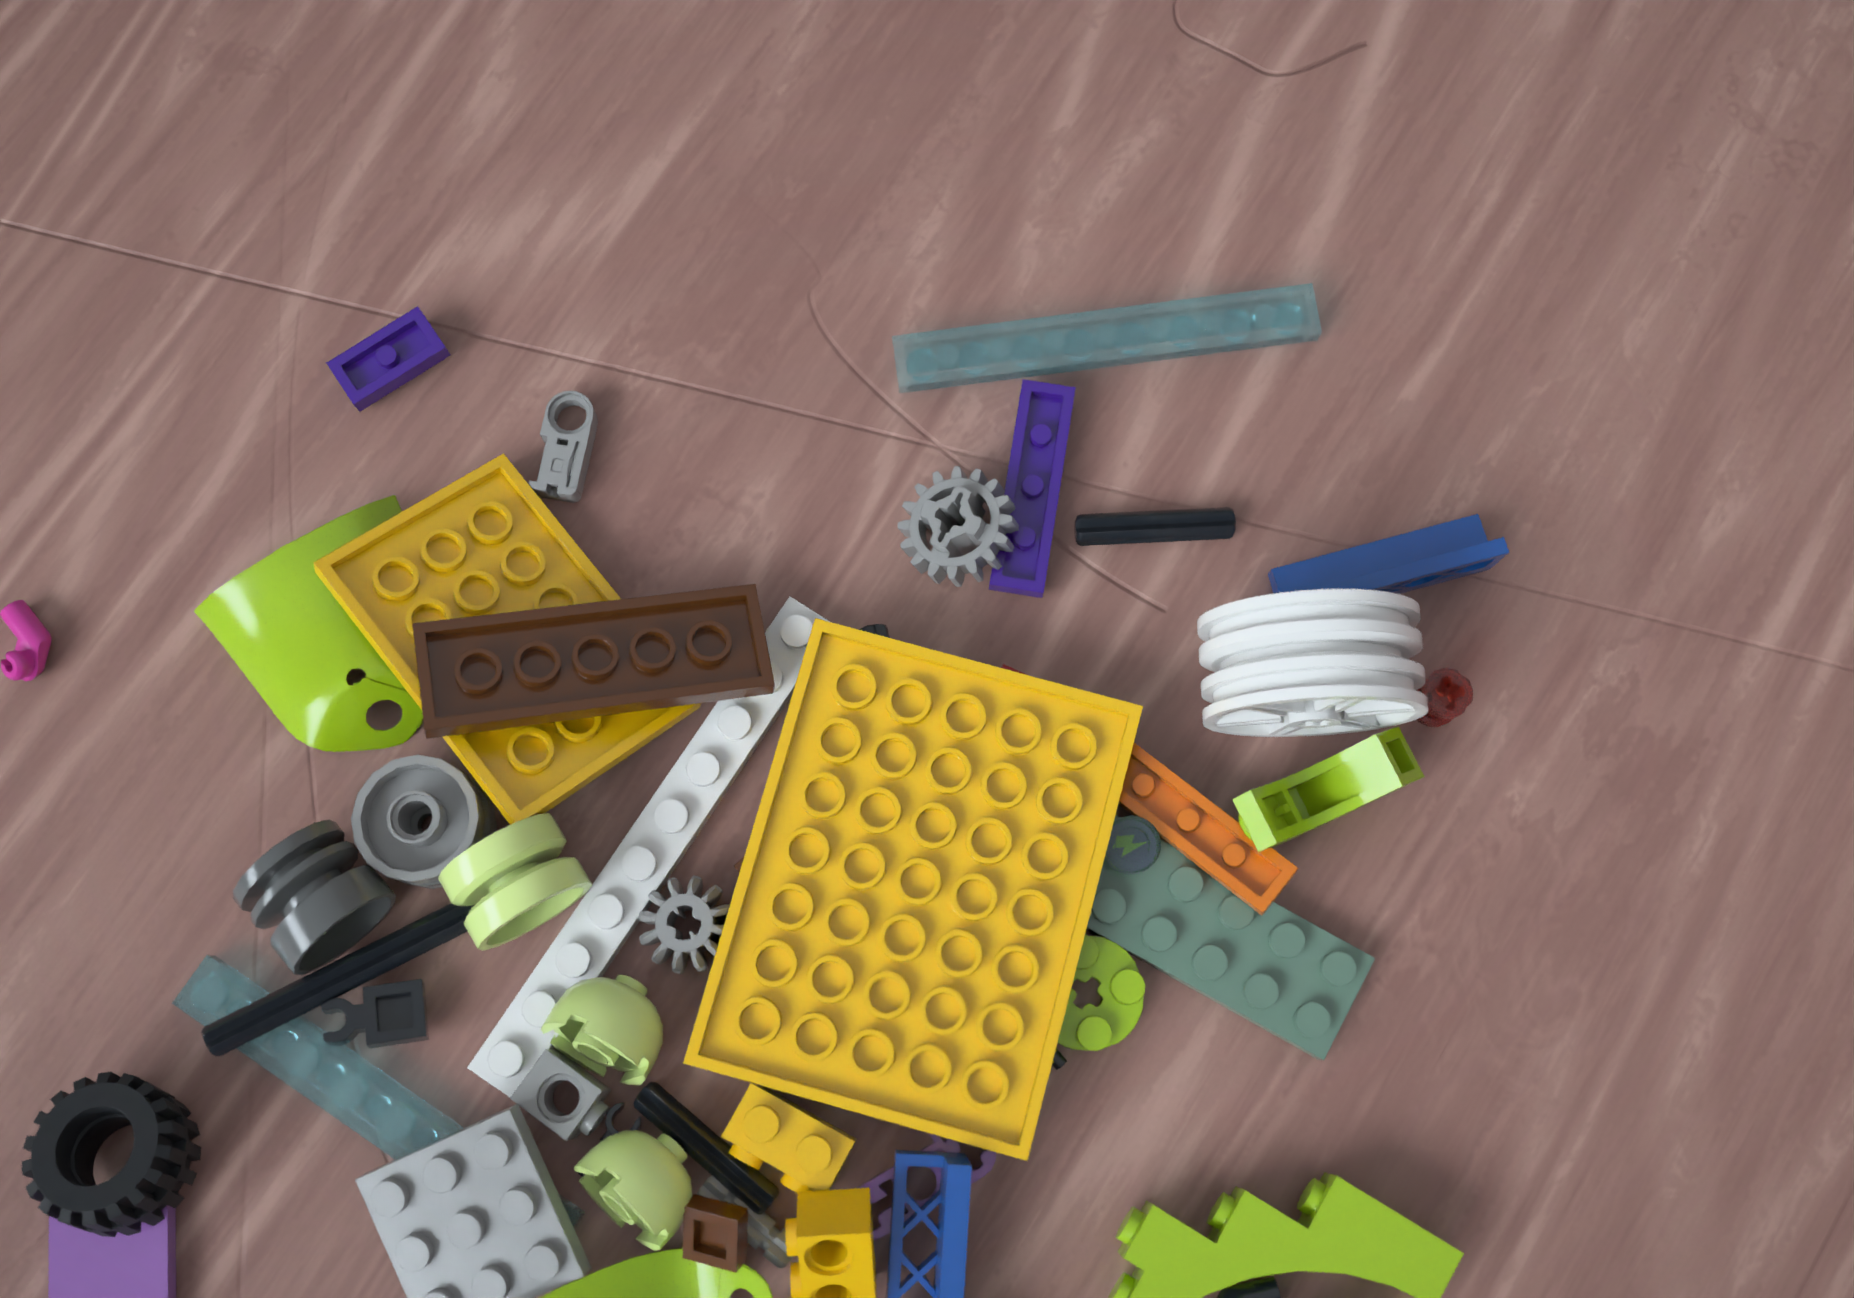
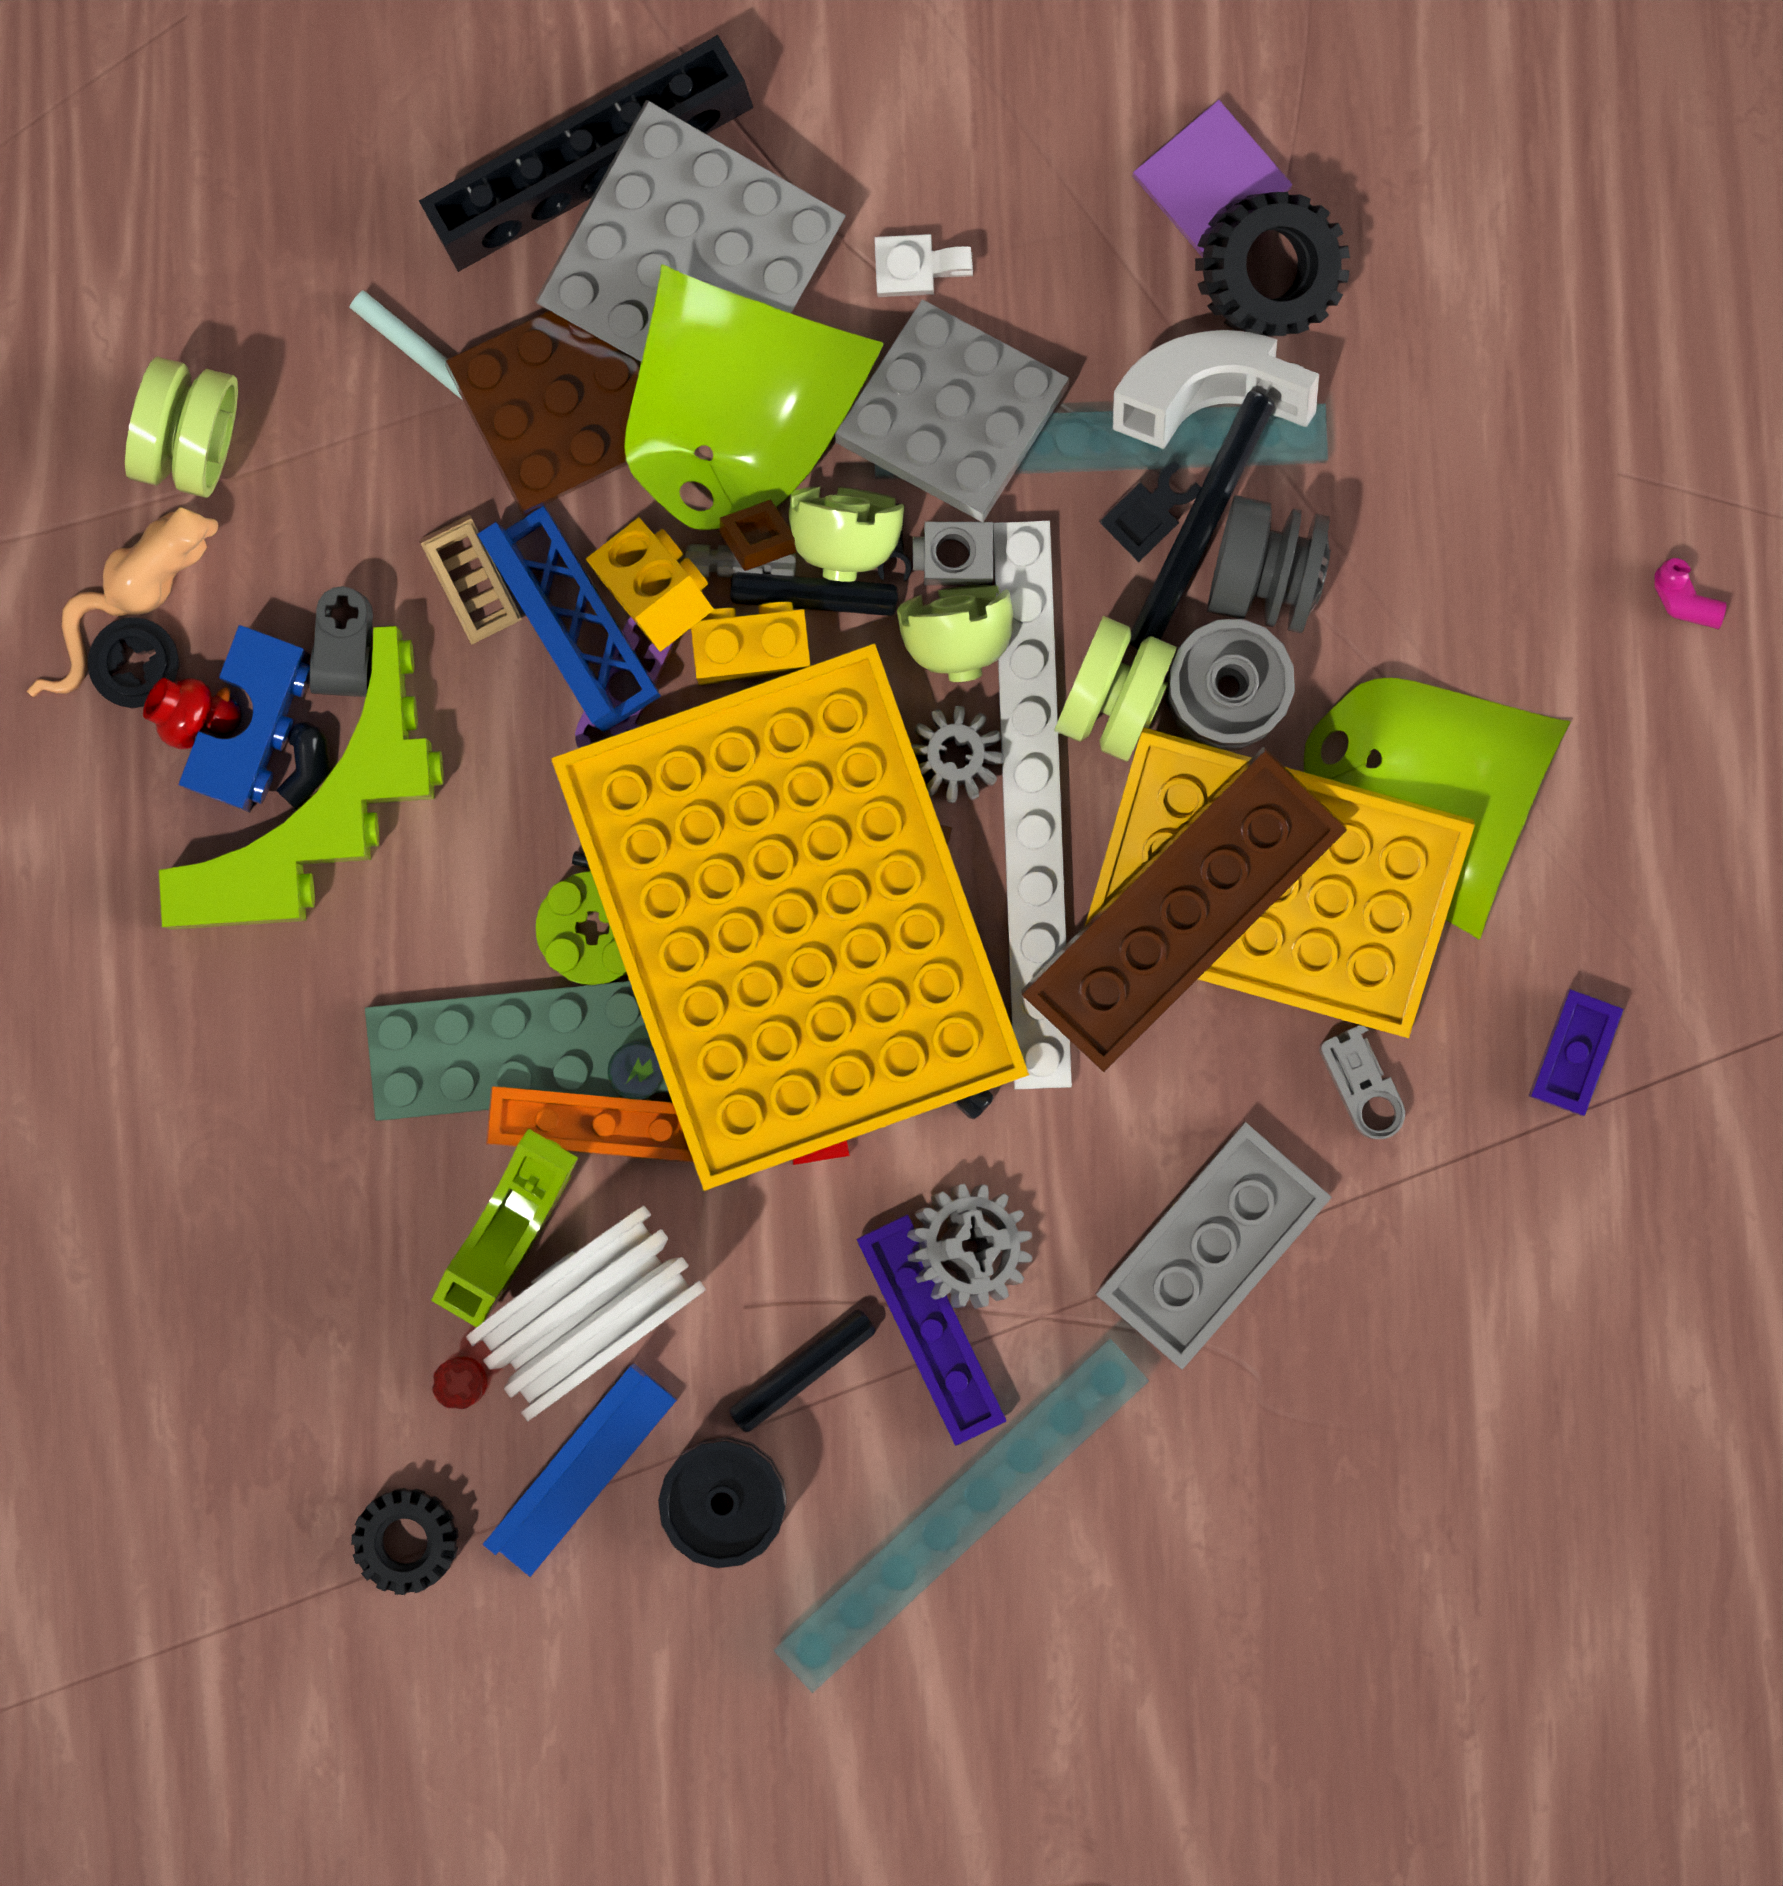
camera: 145 degrees right, 10 degrees up
(236, 1098) = (1205, 372): none -> white arch
(769, 404) = (1213, 1245): none -> light grey plate
(1289, 462) = (706, 1533): none -> black wheel
(1585, 585) = (398, 1576): none -> black tyre

